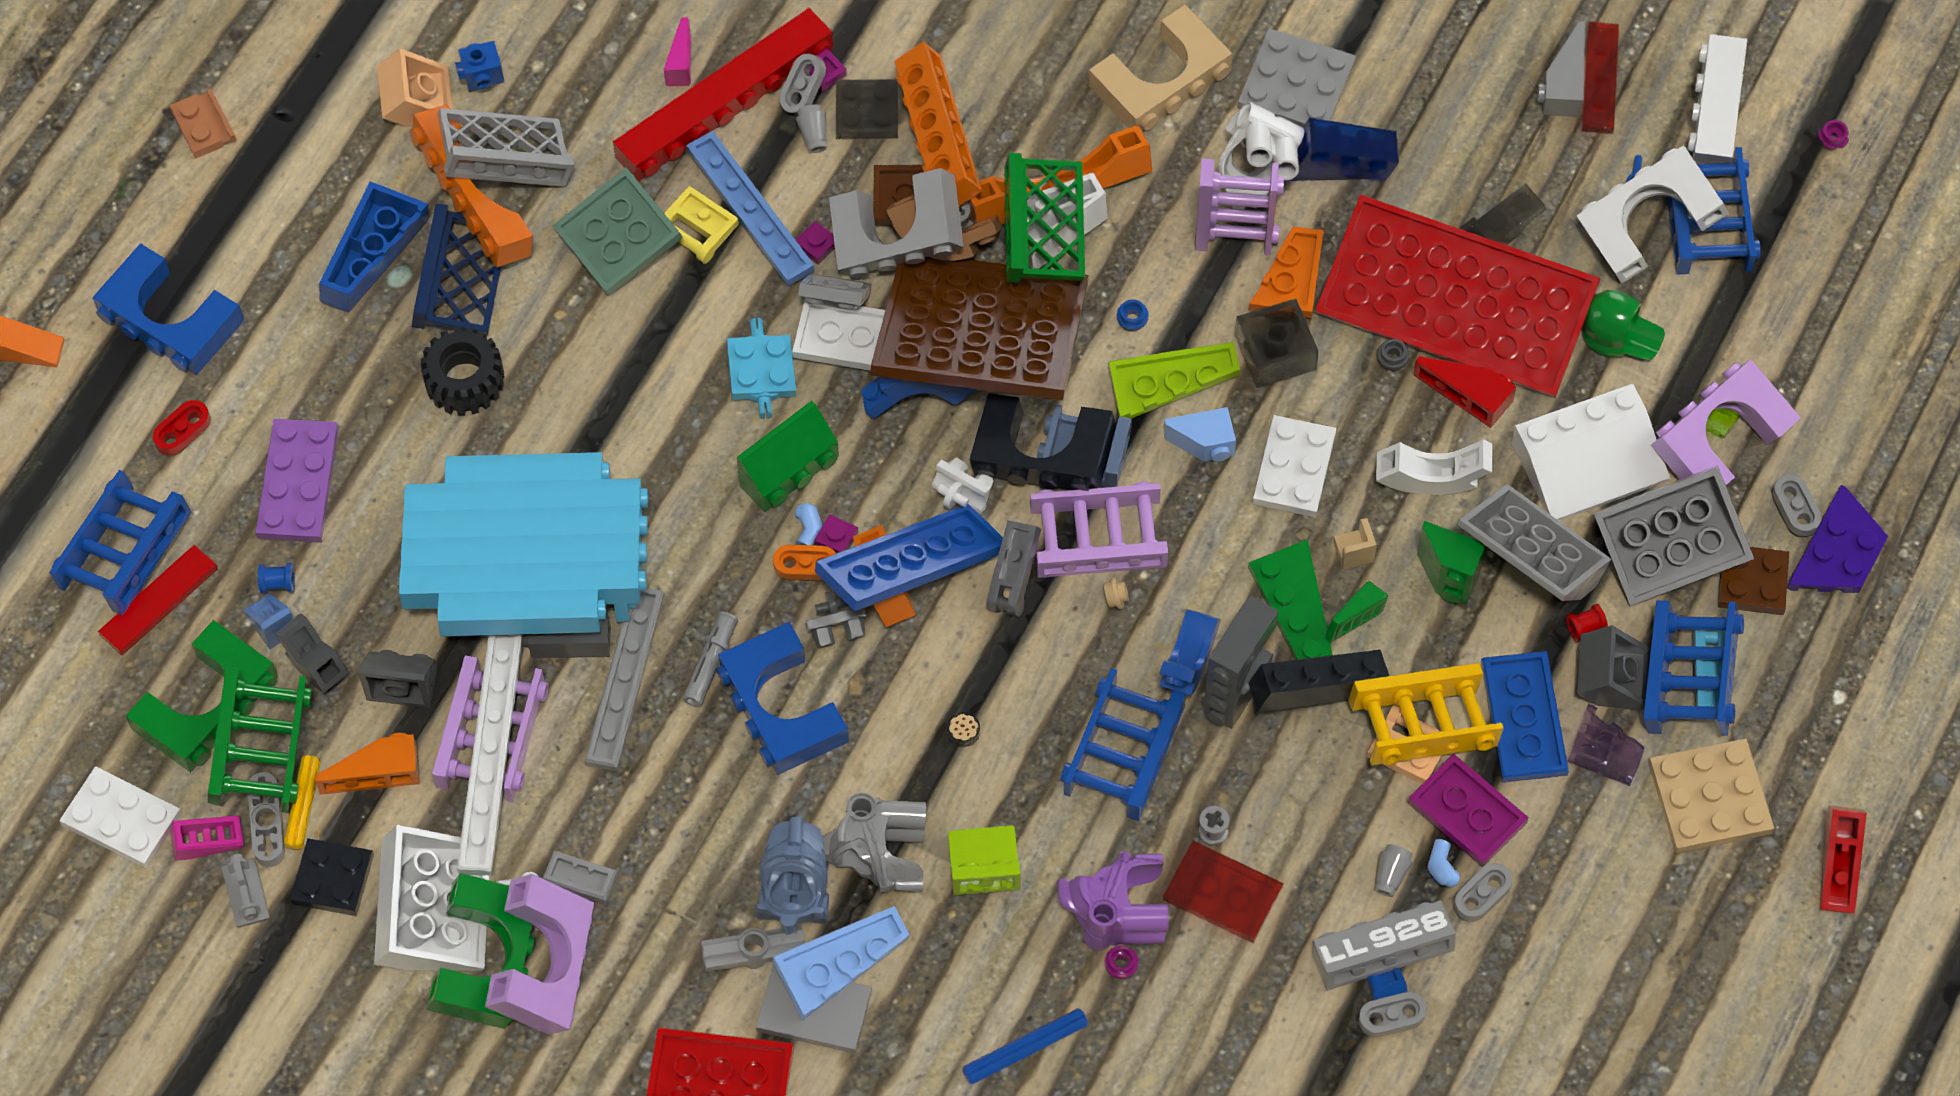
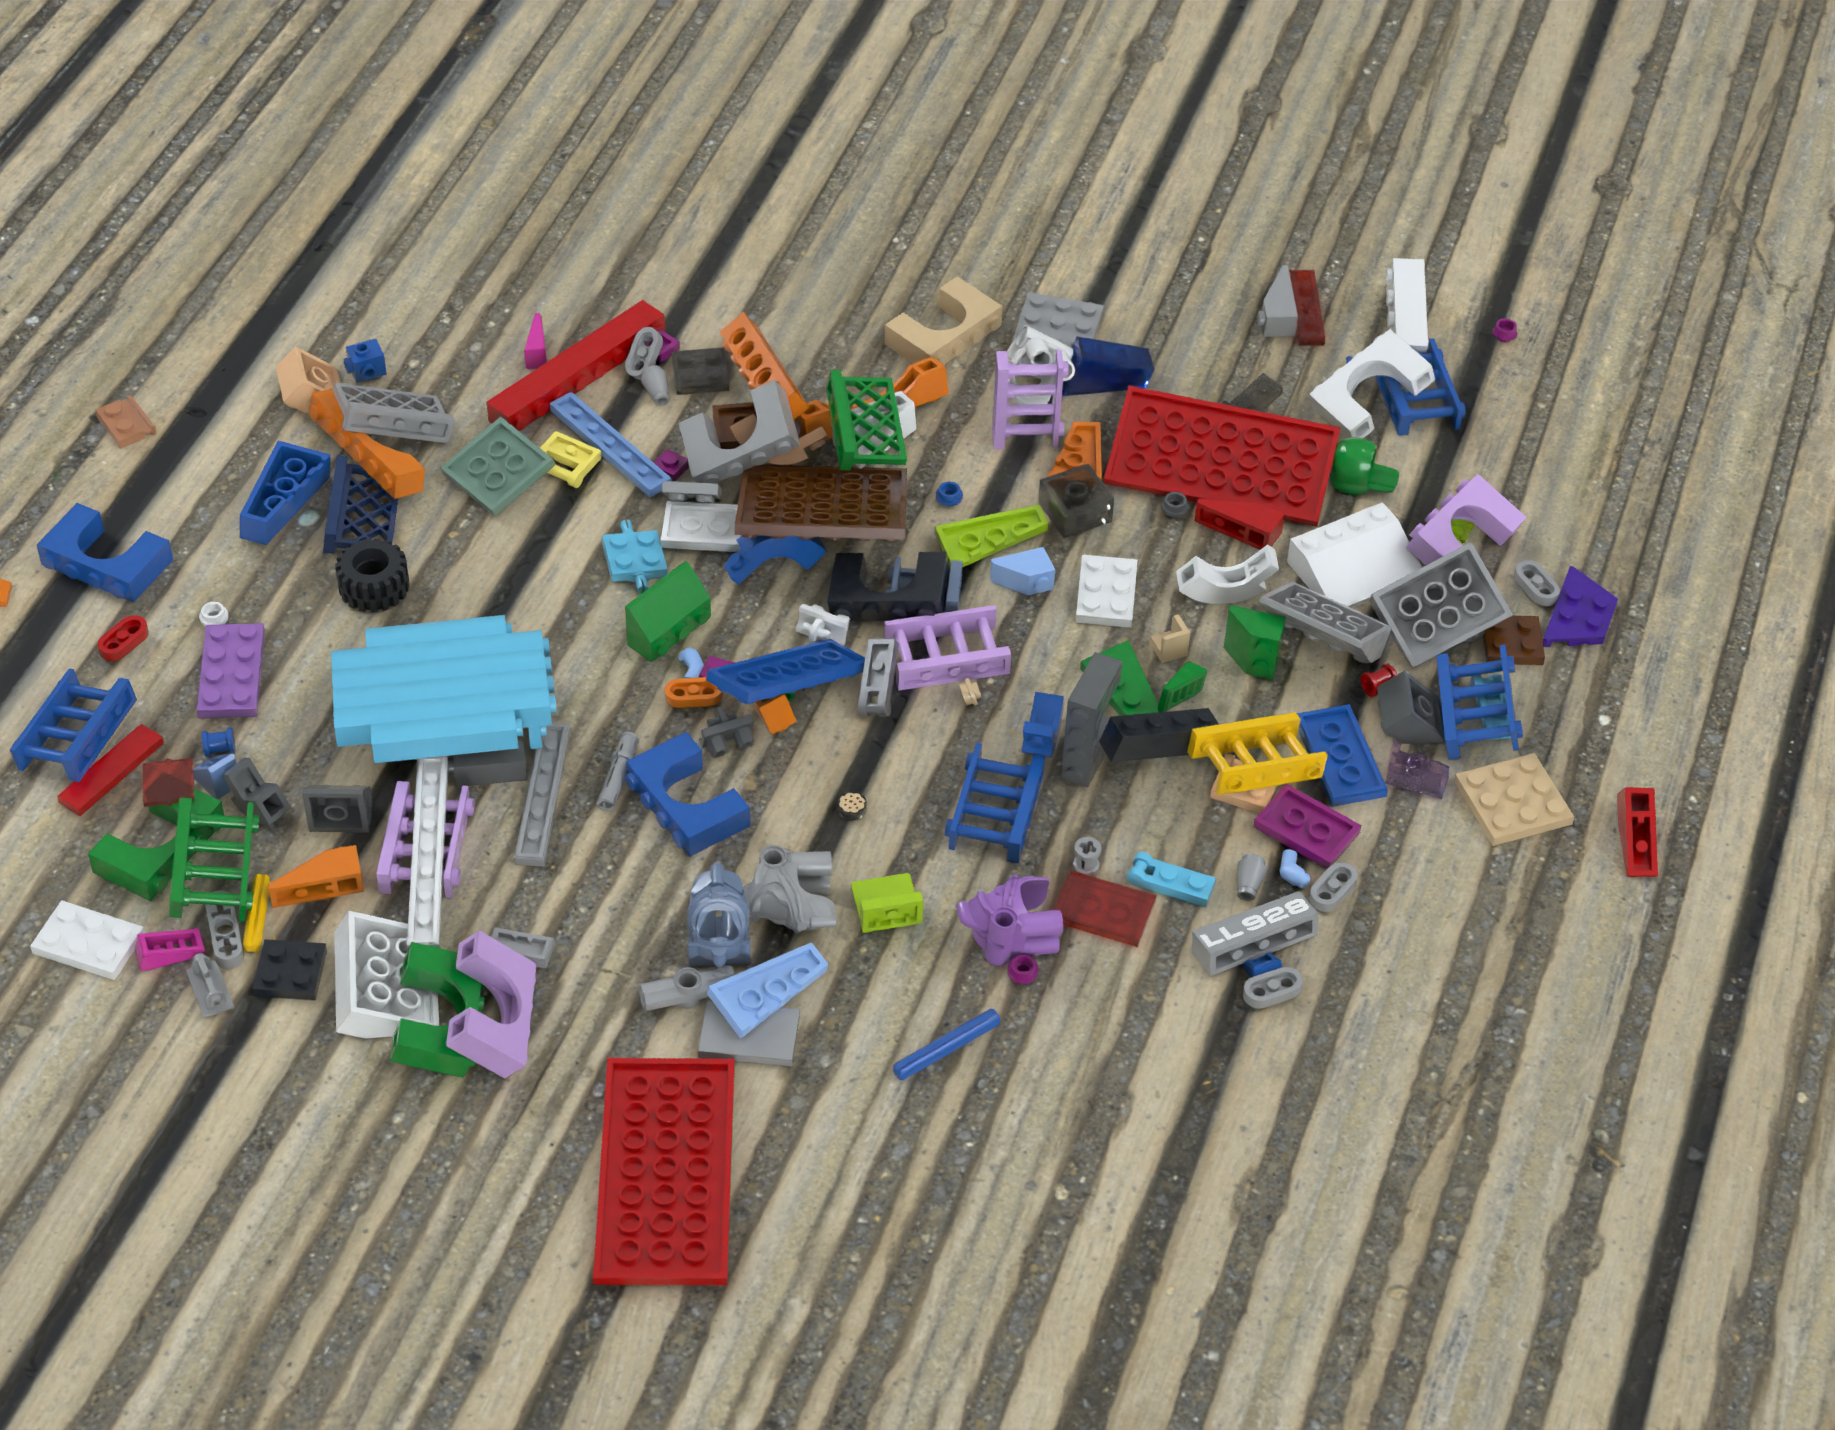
camera: 10 degrees left, 15 degrees down
(217, 633) = (168, 781): none -> clear red piece
(280, 398) = (213, 614): none -> white plate
(1304, 863) = (1171, 880): none -> medium azure plate

